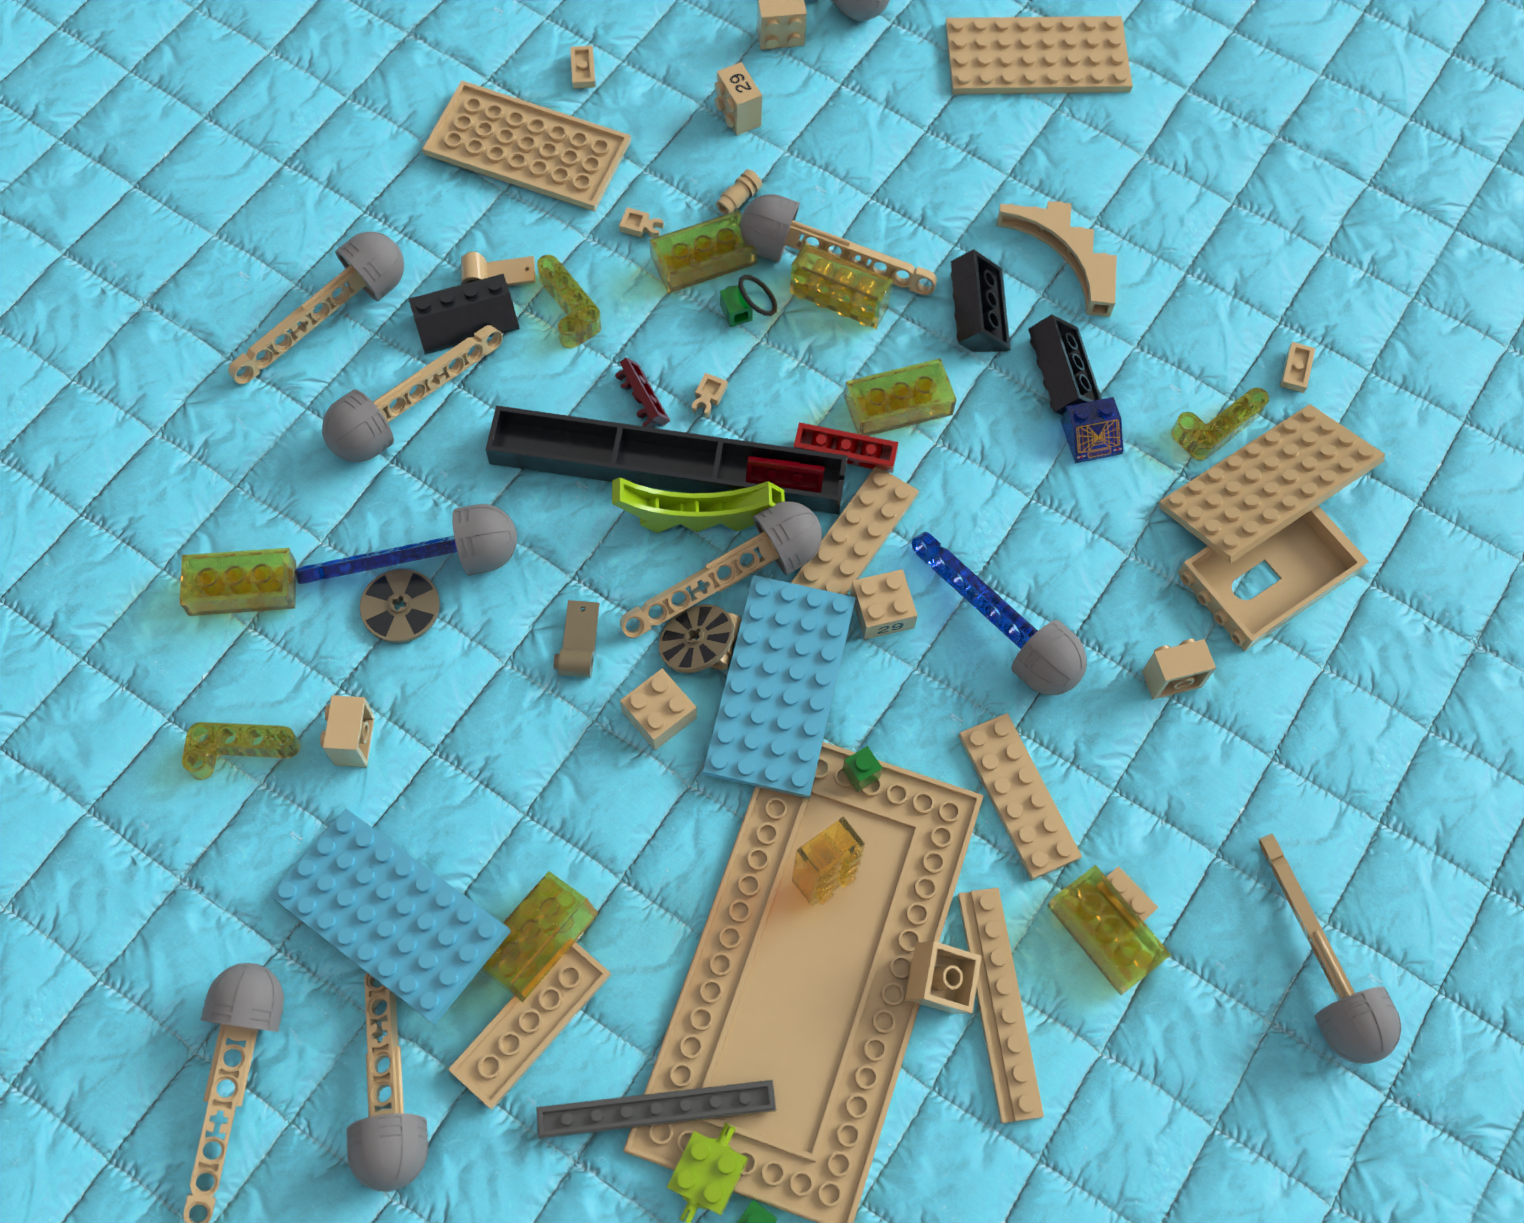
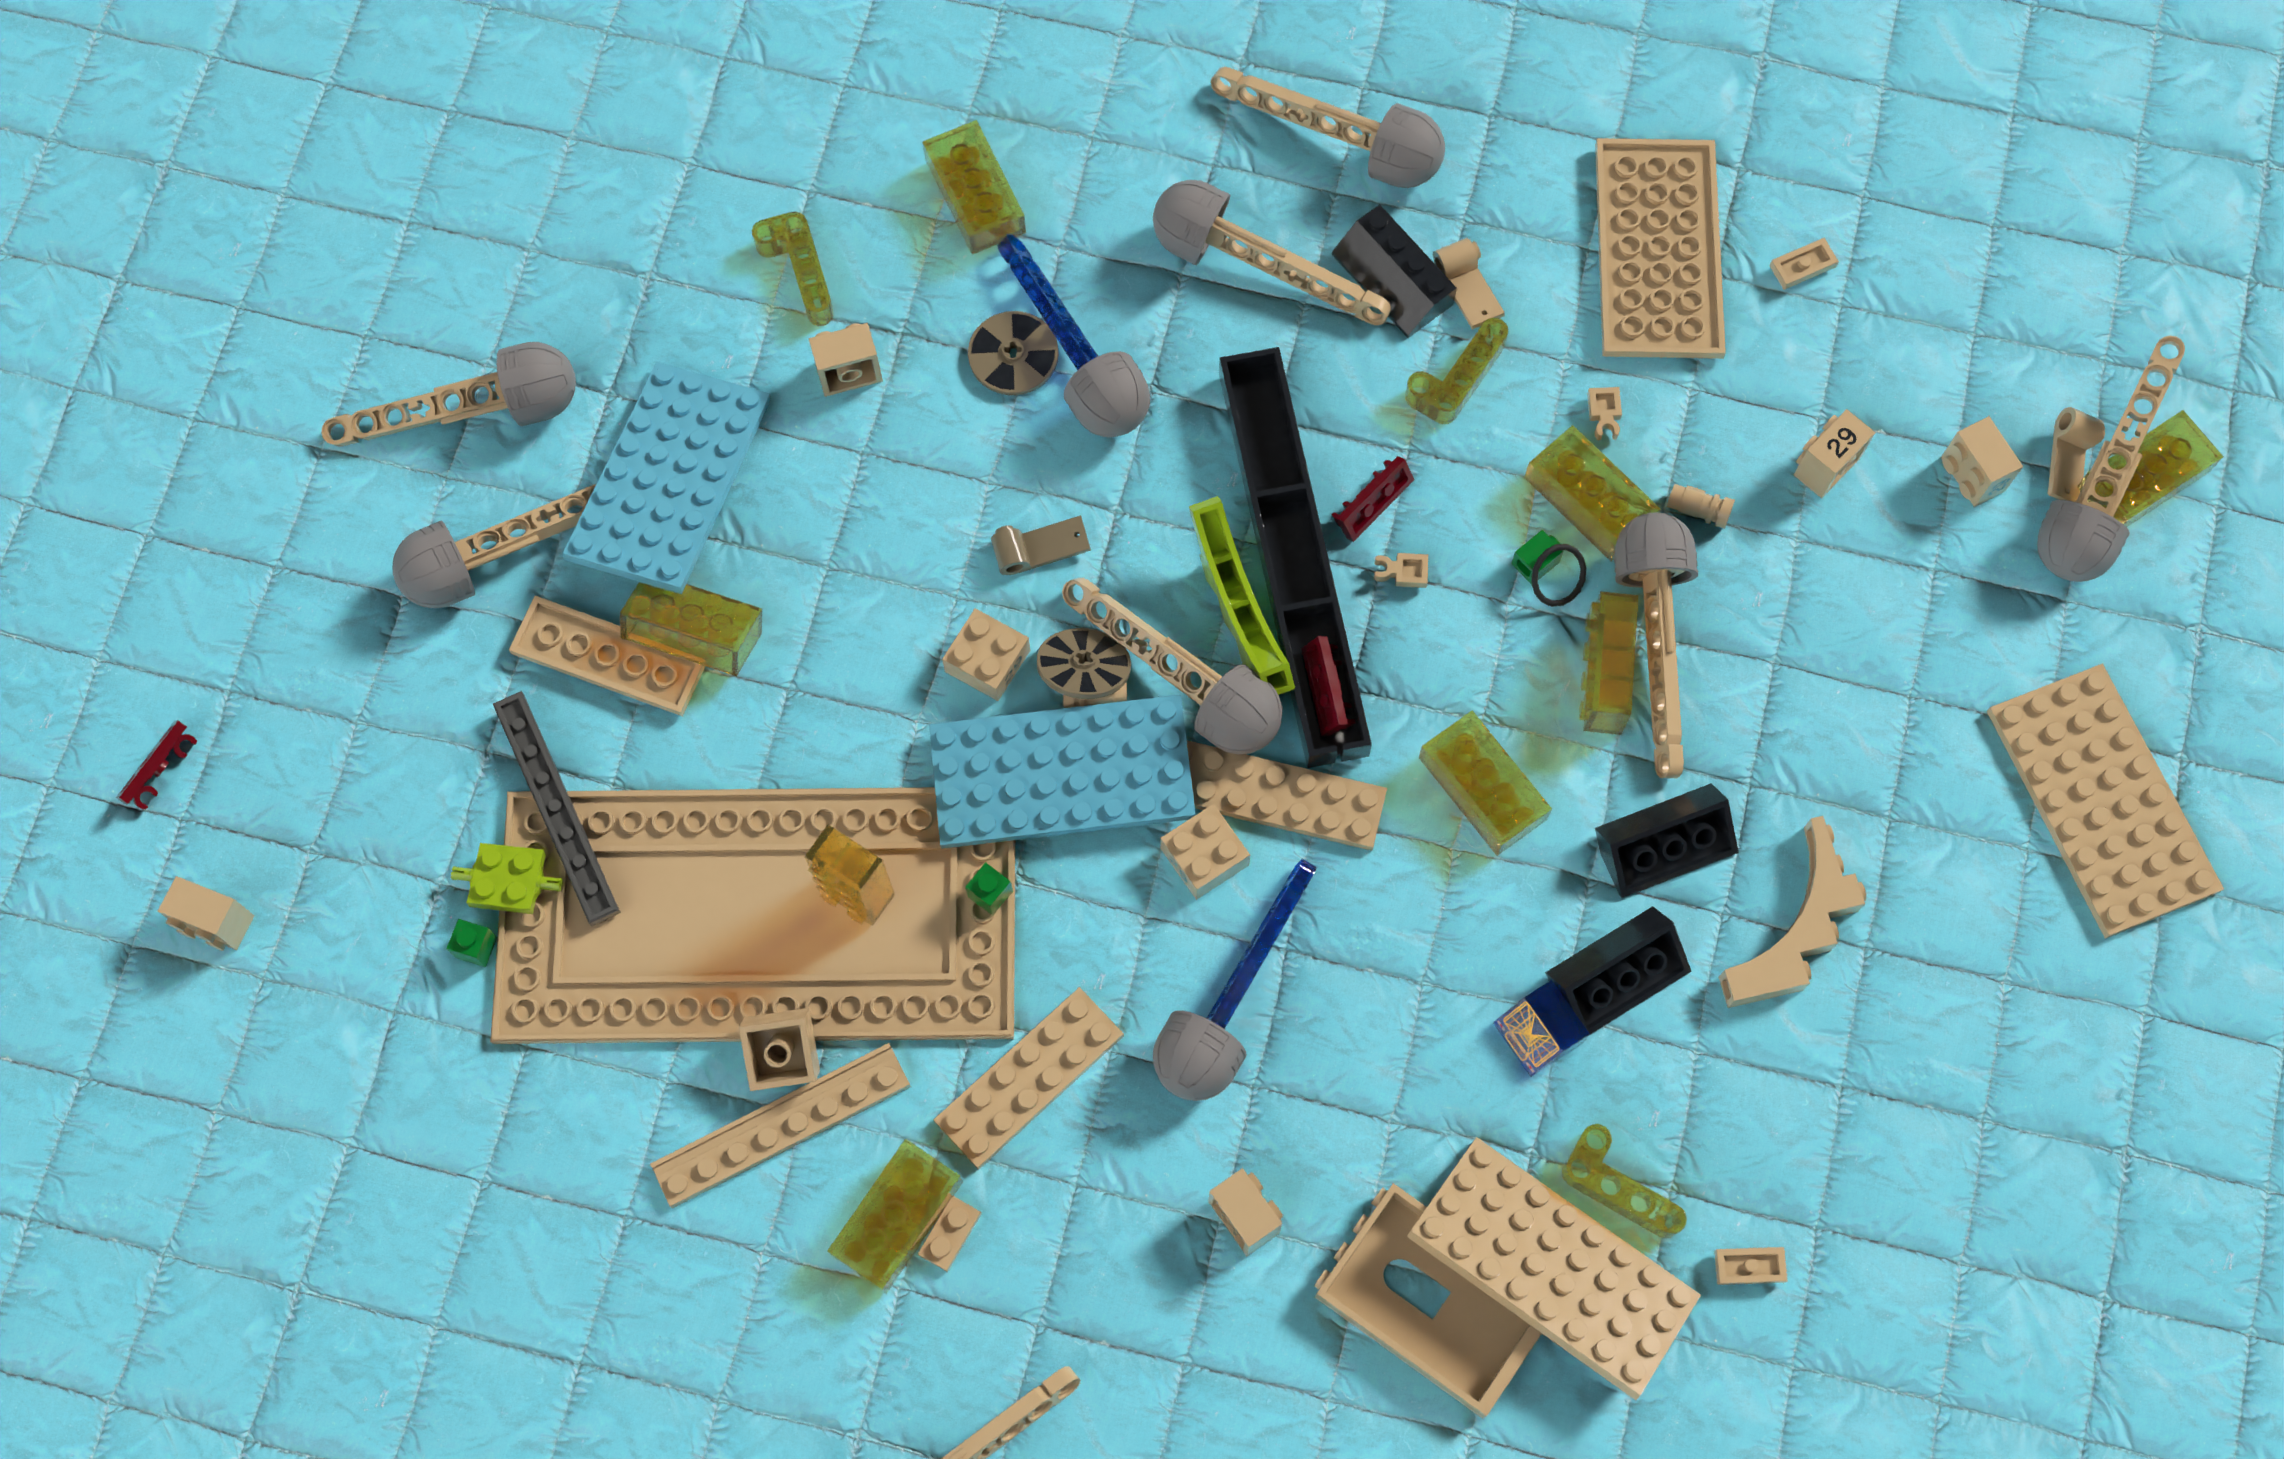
camera: 75 degrees right, 5 degrees up
(860, 449) = (1390, 743): red brick -> none

